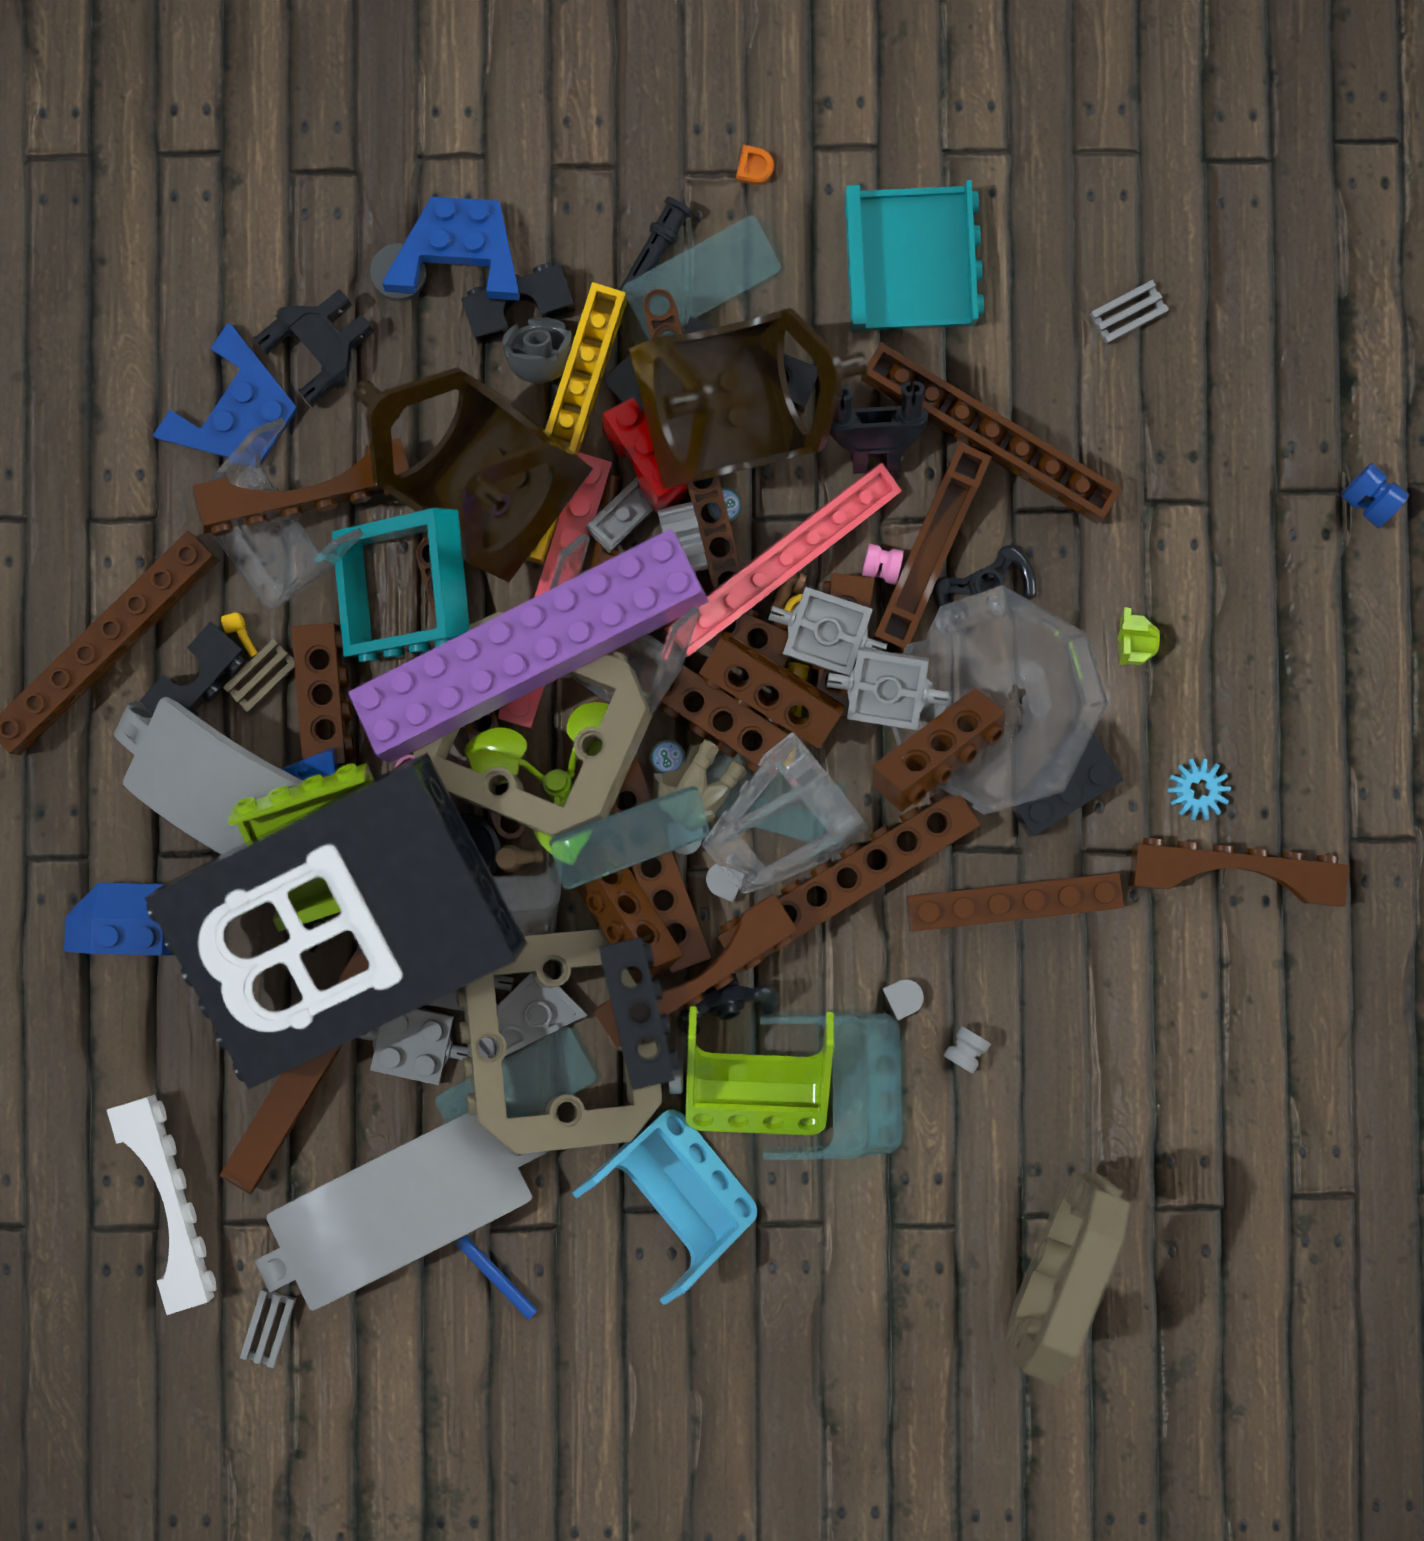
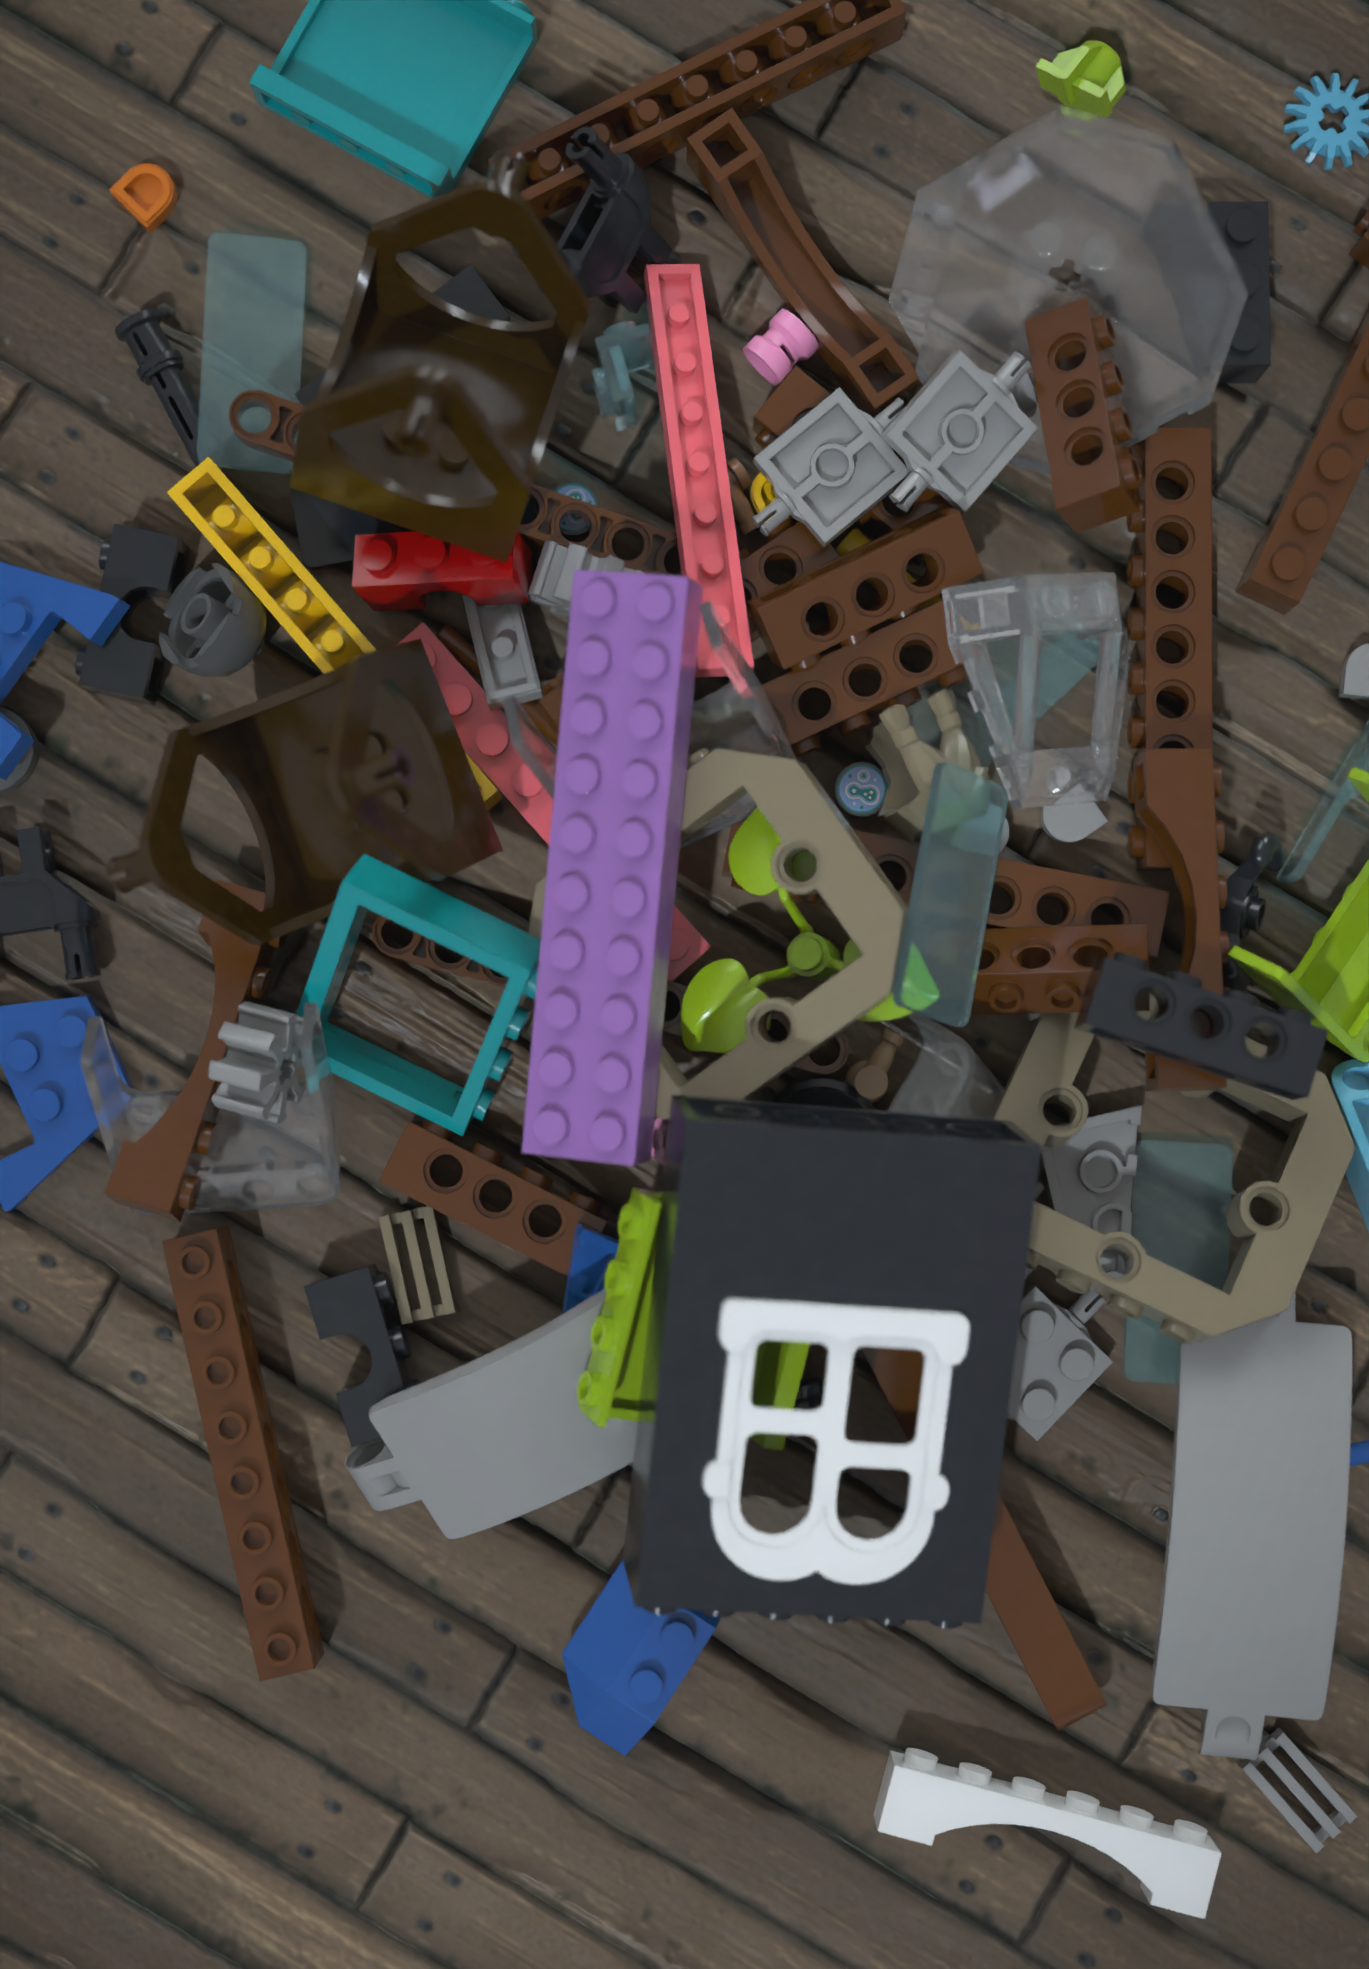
camera: 50 degrees left, 0 degrees up
(235, 623) = (325, 1256): yellow hand -> none
(313, 523) = (260, 1063): none -> light grey gear
(803, 484) = (620, 352): none -> clear light blue bracket
(988, 577) = (886, 224): black piece -> none

